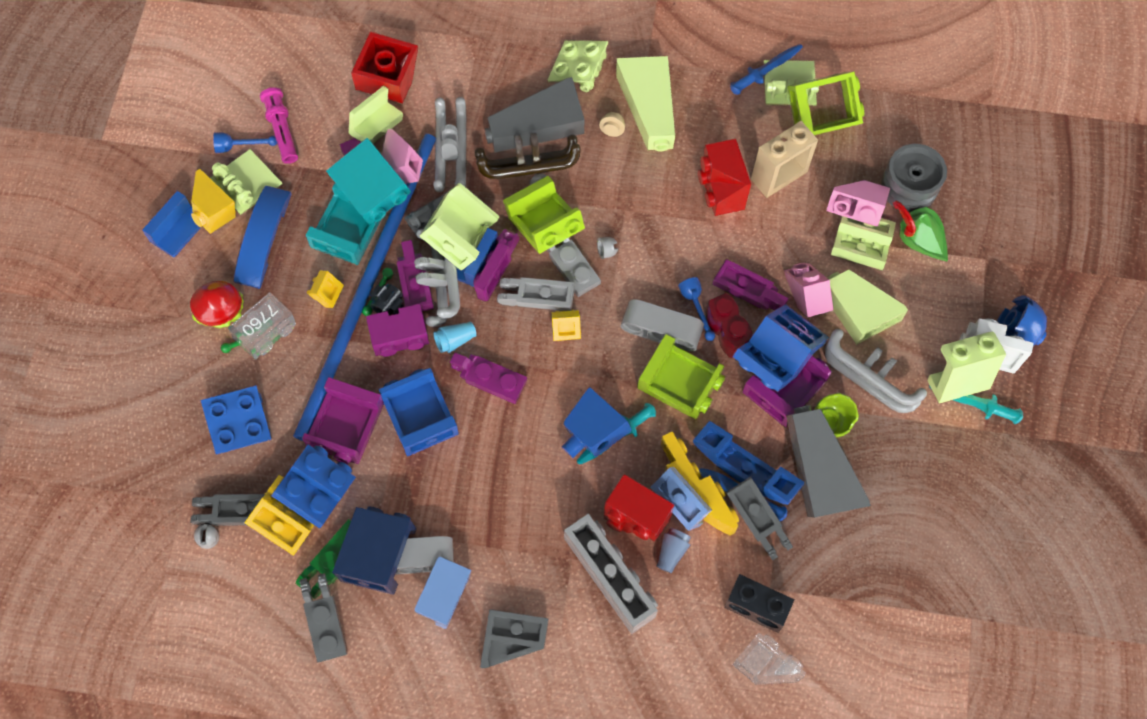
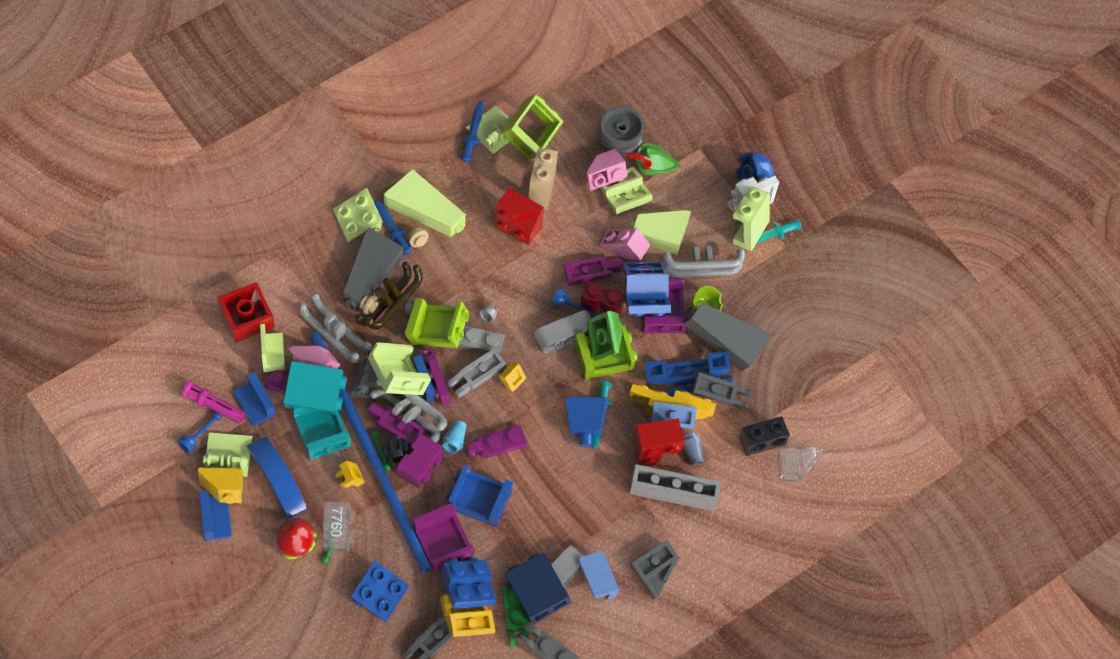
camera: 50 degrees left, 5 degrees down
(317, 153) = (254, 400): none -> blue panel
(501, 147) = (369, 304): none -> tan plate
(598, 106) = (395, 233): none -> blue sword
(693, 358) = (605, 334): none -> bright green slope

